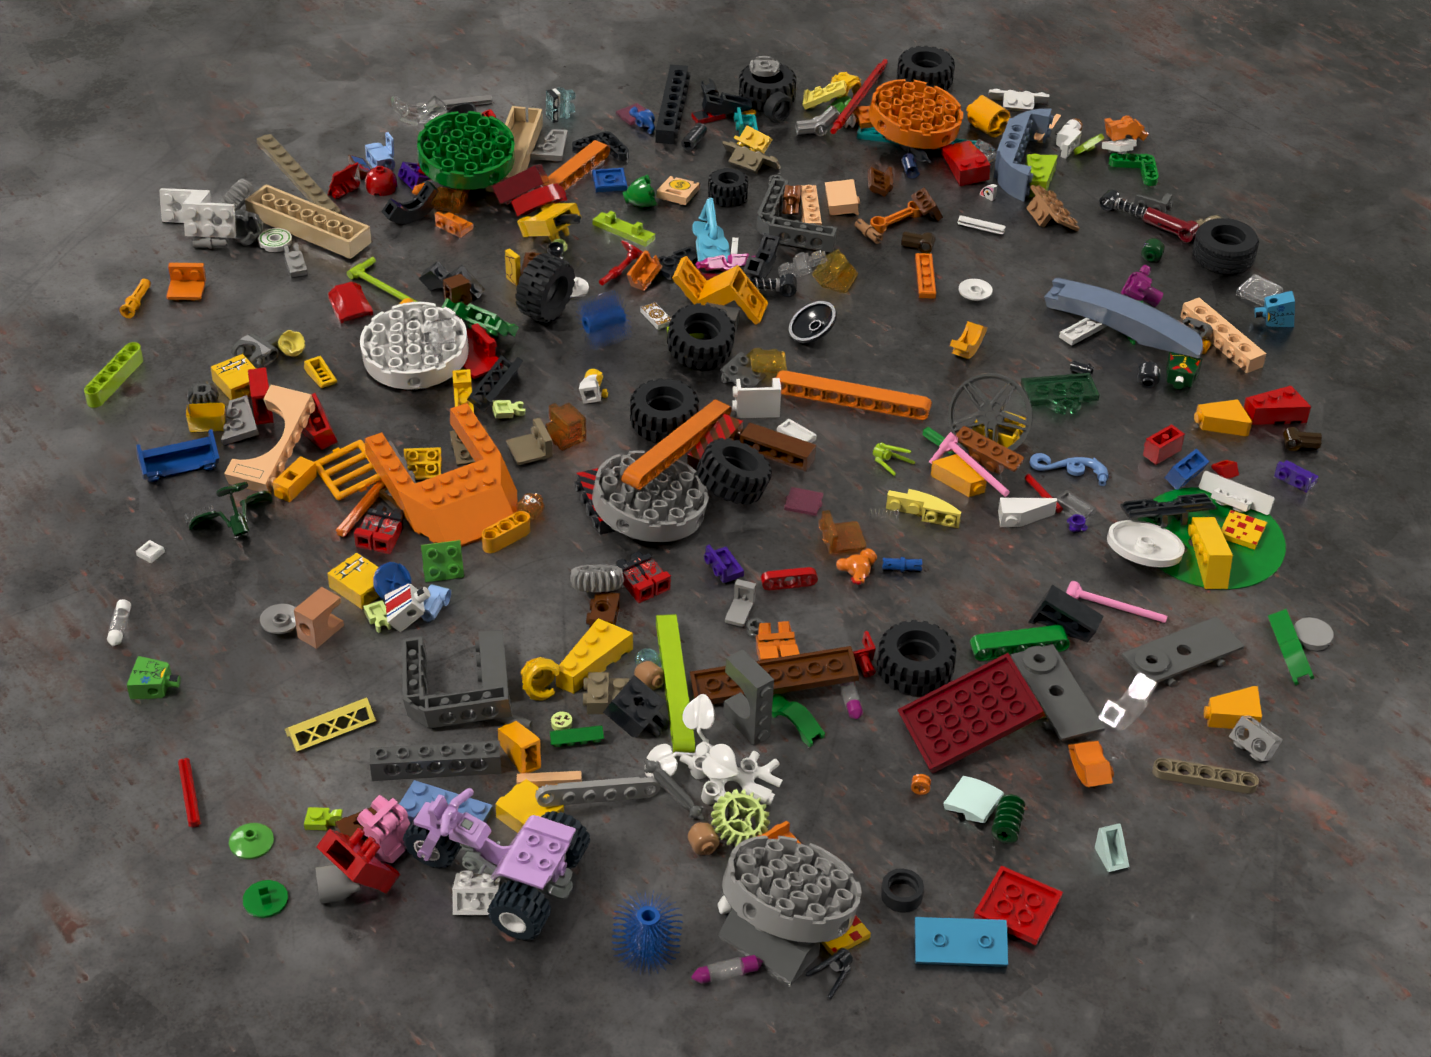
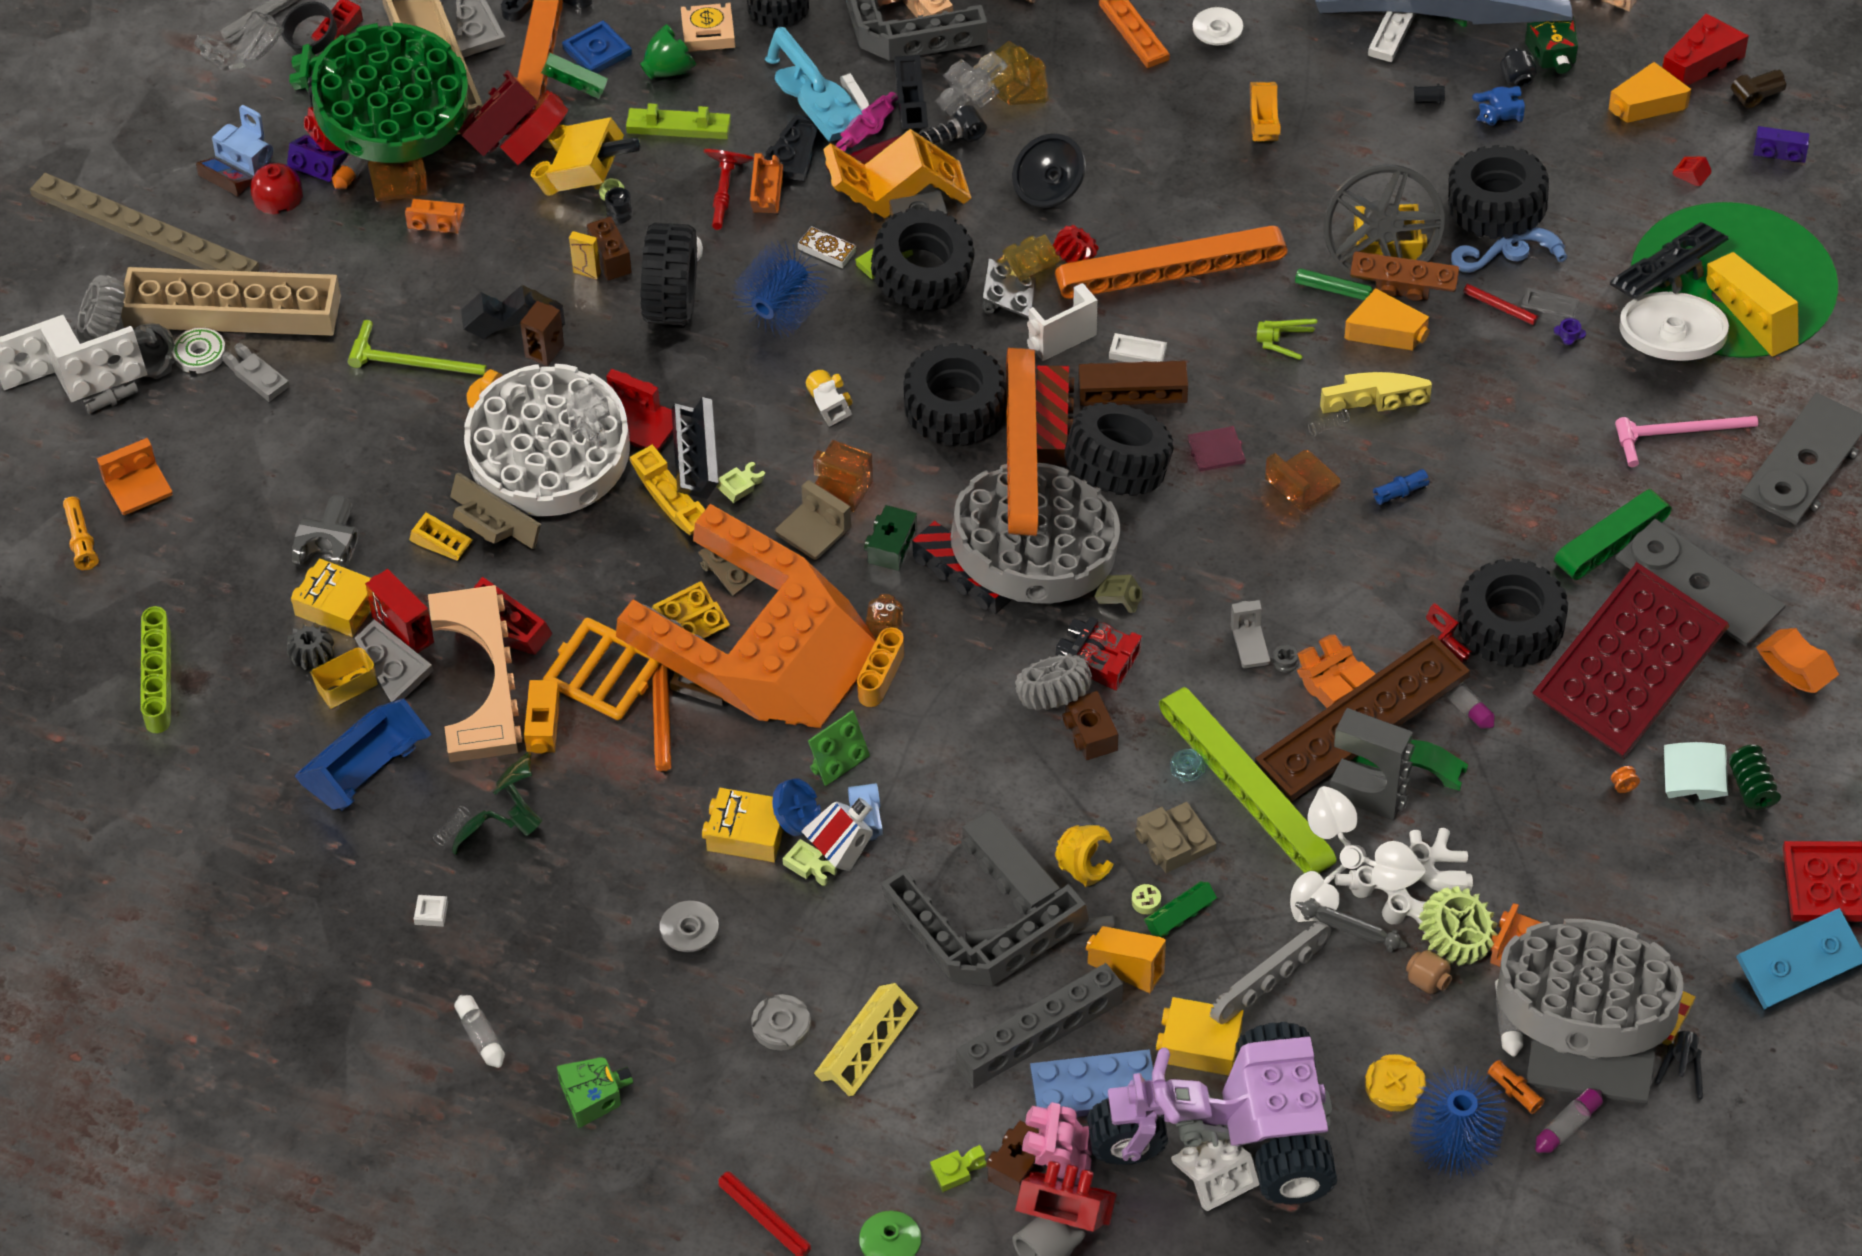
camera: 25 degrees left, 10 degrees up
(290, 693) = (781, 1022): none -> light grey tile
(291, 343) = (368, 510): light yellow hair -> none
(314, 617) = (745, 902): nougat piece -> none
(344, 181) = (229, 215): red hinge -> none
(349, 302) = (393, 409): red slope -> none
(354, 371) = (490, 514): none -> dark tan bracket
(380, 527) = (711, 728): red hips -> none
(412, 210) = (364, 214): black arch -> none
(489, 321) = (603, 357): green bracket -> none
(551, 778) = (1191, 982): light nougat slope -> none
(564, 470) = (891, 537): none -> dark green brick
(582, 185) = (574, 75): none -> green piece
(593, 653) = (1123, 782): yellow wedge -> none
(629, 886) = (1394, 1083): none -> yellow tile
(637, 709) = (1232, 839): black hinge -> none
(650, 674) = (1209, 786): medium nougat head -> none
(683, 550) = (1120, 590): none -> olive bracket
(708, 932) = (1503, 1074): none -> orange pin
(723, 564) = (1186, 587): dark purple bracket -> none
(775, 584) = (1281, 571): red beam -> none
(798, 362) = (1075, 244): none -> red gear
(858, 565) = (1352, 513): orange animal -> none
(907, 877) = (1696, 907): black tyre -> none
(950, 444) = (1353, 285): bright pink bar -> none
(1023, 511) = (1492, 346): white slope -> none
(1061, 391) = (1426, 139): clear green plate -> none
(1064, 610) = (1641, 467): black wedge -> none
(1082, 429) = (1498, 213): none -> black tyre
(1126, 389) = (1503, 105): none -> blue animal
(1130, 705) = (1793, 558): clear arch -> none
(1163, 444) = (1604, 169): red brick -> none
(1187, 469) = (1655, 194): blue brick -> none
(1235, 494) = (1731, 206): white bracket -> none
(1243, 529) = (1768, 250): yellow tile -> none

